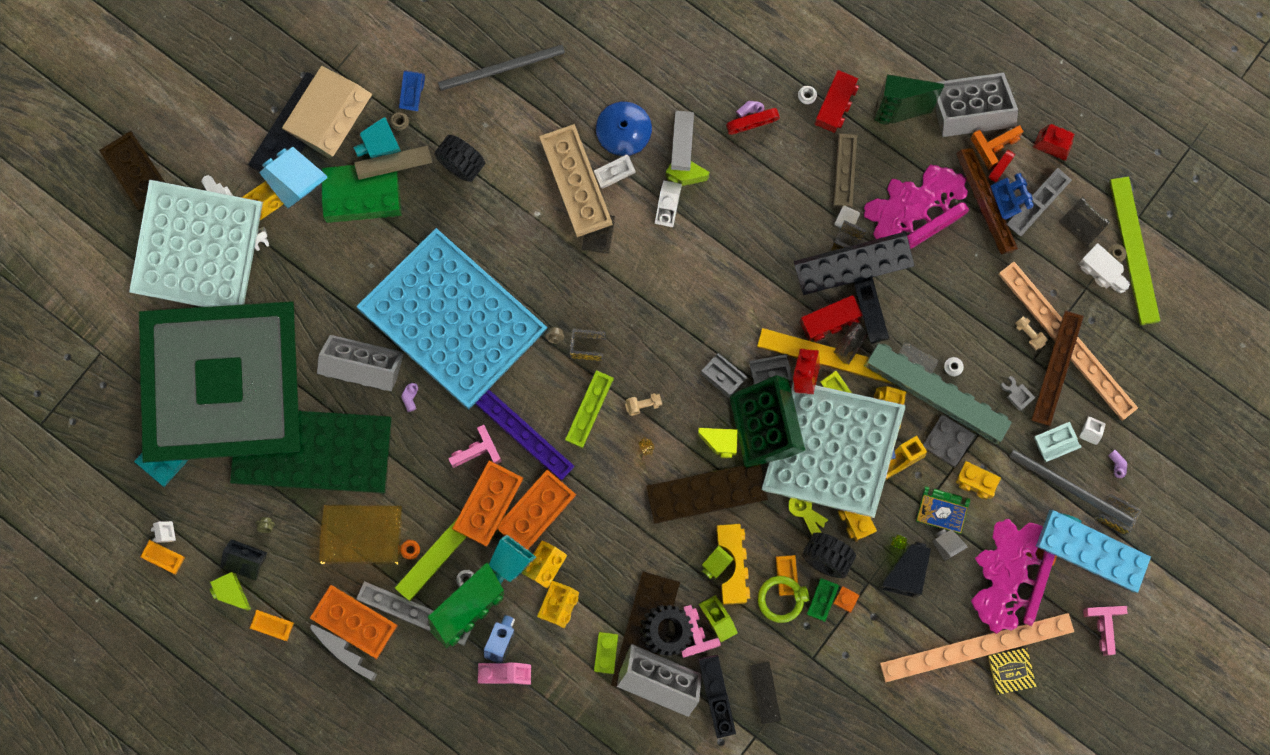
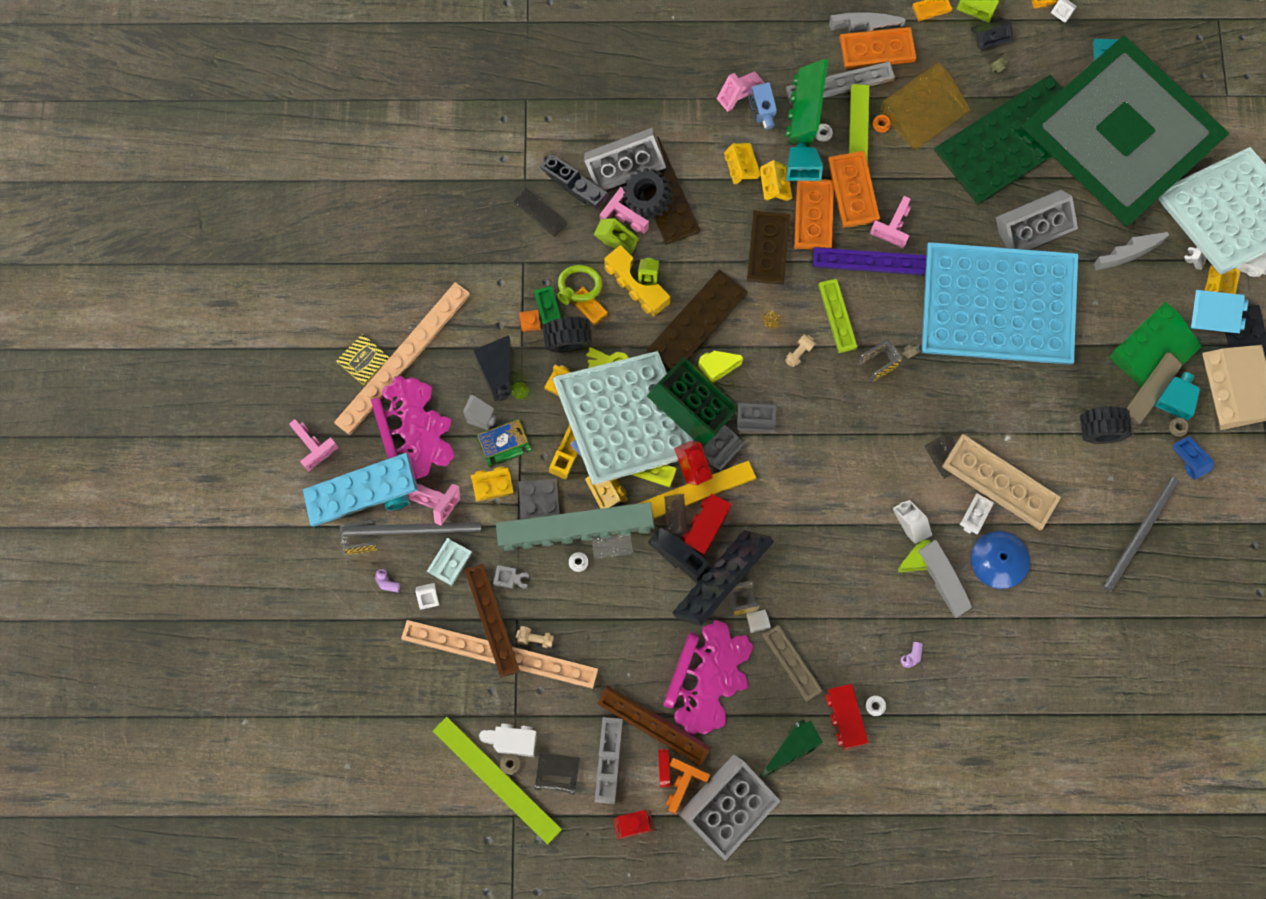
camera: 145 degrees right, 5 degrees down
(300, 280) = (1135, 248): none -> light grey slope
(408, 396) = (980, 227): lavender arm -> none
(598, 511) = (768, 247): none -> dark brown plate
(606, 653) = (679, 157): lime plate -> none
(752, 121) = (901, 645): red beam -> none
(1006, 199) = (637, 738): blue plate -> none
(1034, 498) = (441, 503): none -> bright pink bracket

